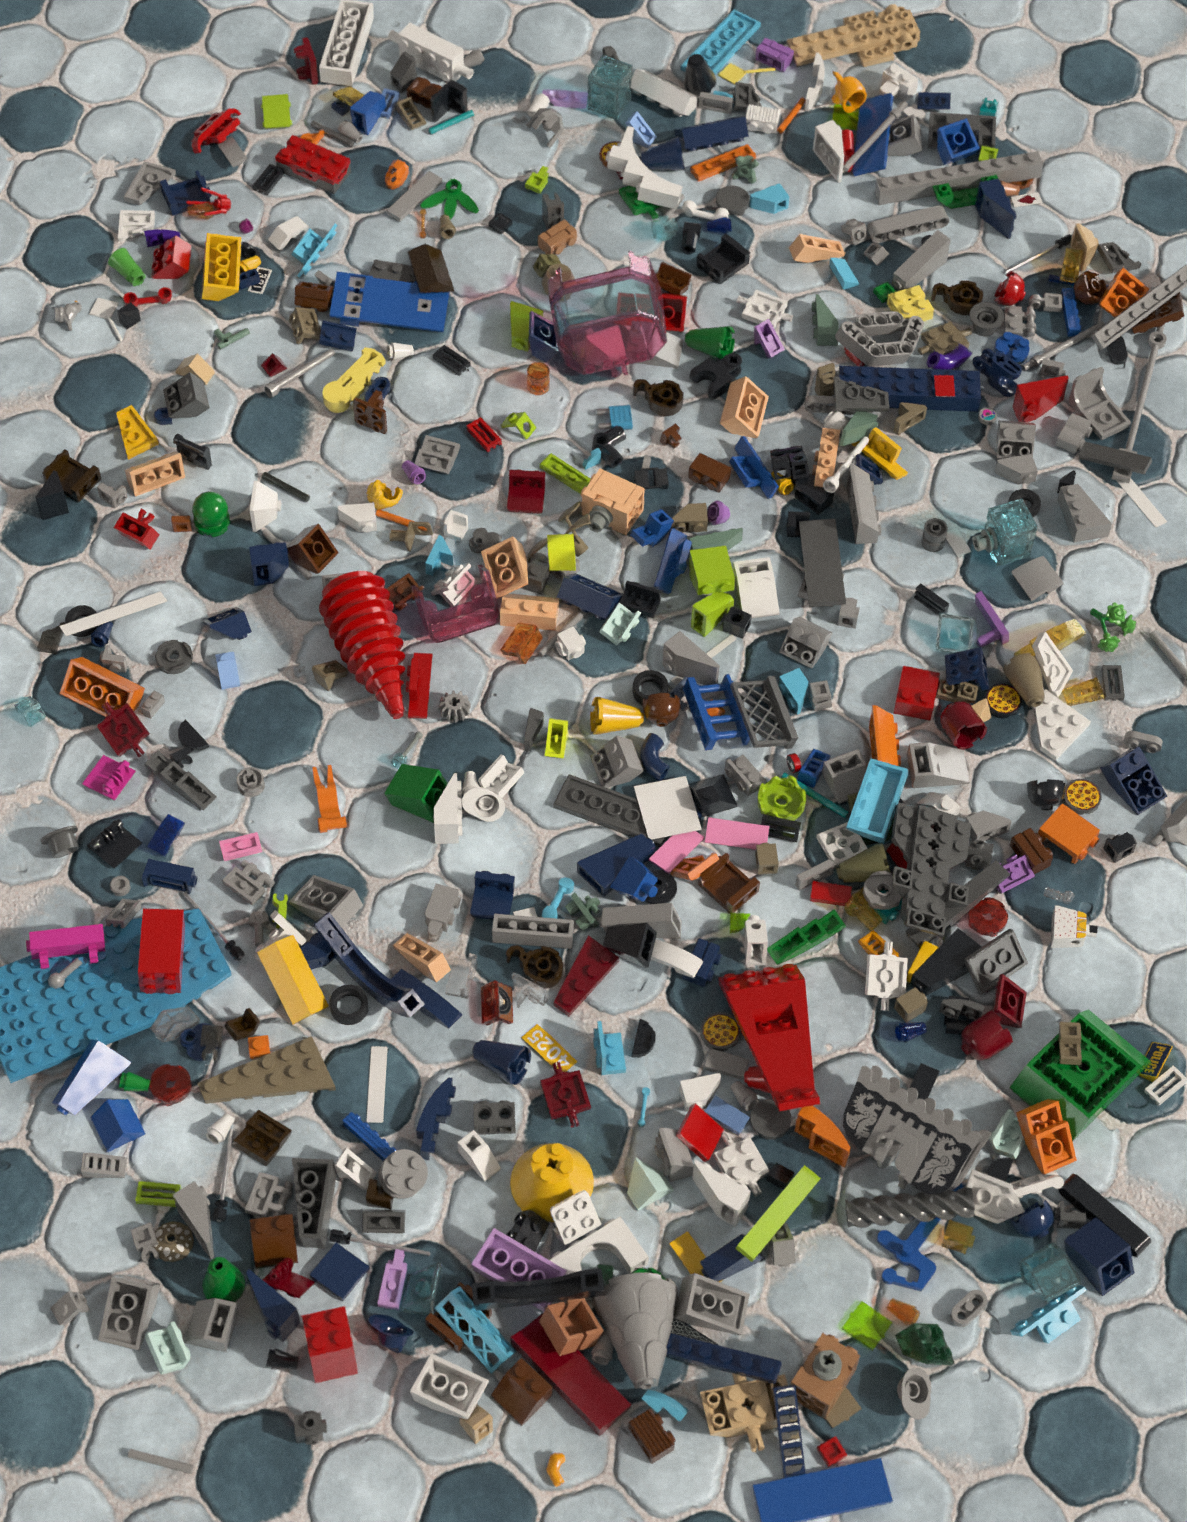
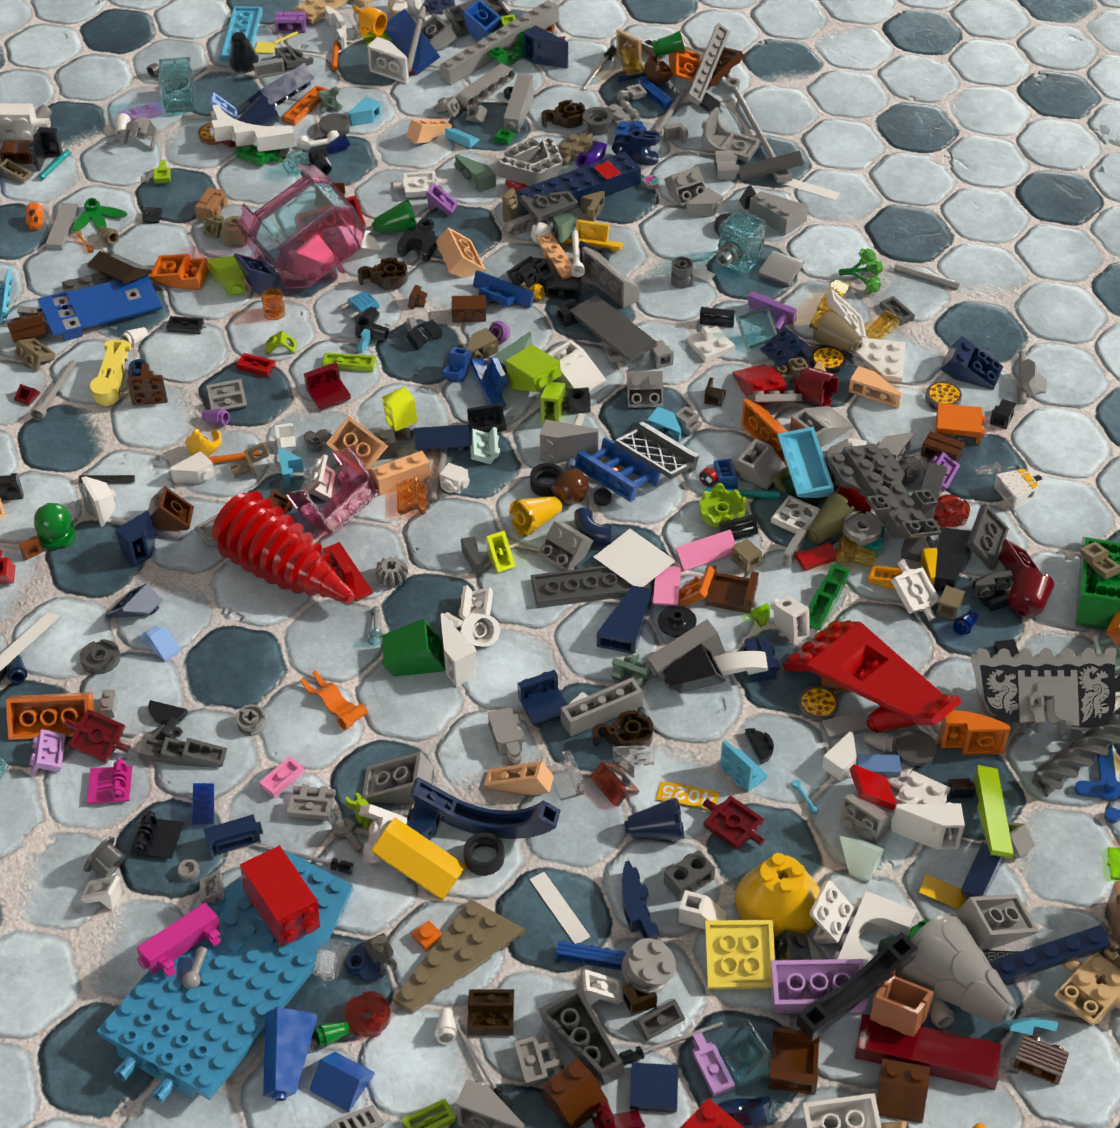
camera: 30 degrees left, 10 degrees down
(45, 868) = (105, 890): none -> white slope
(81, 721) = (48, 751): none -> lavender bracket
(113, 662) = (46, 685): light grey bracket -> none
(243, 1026) = (400, 924): dark brown bracket -> none
(328, 672) = (257, 600): dark tan slope -> none
(337, 336) = (70, 348): dark blue plate -> none
(435, 1005) = (571, 811): dark blue slope -> none
(480, 1205) = (739, 954): none -> light yellow plate
(482, 300) = (180, 271): none -> orange slope
(482, 1327) = (822, 1053): medium azure fence -> none
(552, 210) = (193, 185): dark grey hinge -> none
(565, 886) = (597, 662): medium azure bar -> none
(580, 546) = (403, 374): dark tan plant -> none
(586, 973) = (670, 718): dark red wing -> none
(612, 502) = (407, 360): light nougat piece -> none
(635, 881) = (658, 623): blue torso -> none
(663, 92) = (222, 76): white slope -> none
(687, 731) = (602, 497): none -> black tile
(712, 795) = (662, 533): black slope -> none
(724, 259) = (360, 164): black panel -> none
(744, 774) = (675, 505): light grey bracket -> none
(762, 119) = (317, 63): white brick -> none
(865, 680) = (713, 395): none -> dark brown panel
(906, 625) = (710, 343): none -> white hinge
(911, 303) = (532, 130): light yellow piece -> none
(913, 714) = (774, 397): none -> light grey plate
(1010, 290) = (600, 93): red cylinder -> none
(1017, 748) = (874, 387): none -> light nougat slope
(1038, 397) = (680, 151): red slope -> none
(1046, 793) = (919, 403): black cylinder -> none
(1114, 267) = (668, 44): none -> green plant
(1146, 742) = (949, 337): light grey plate -> none

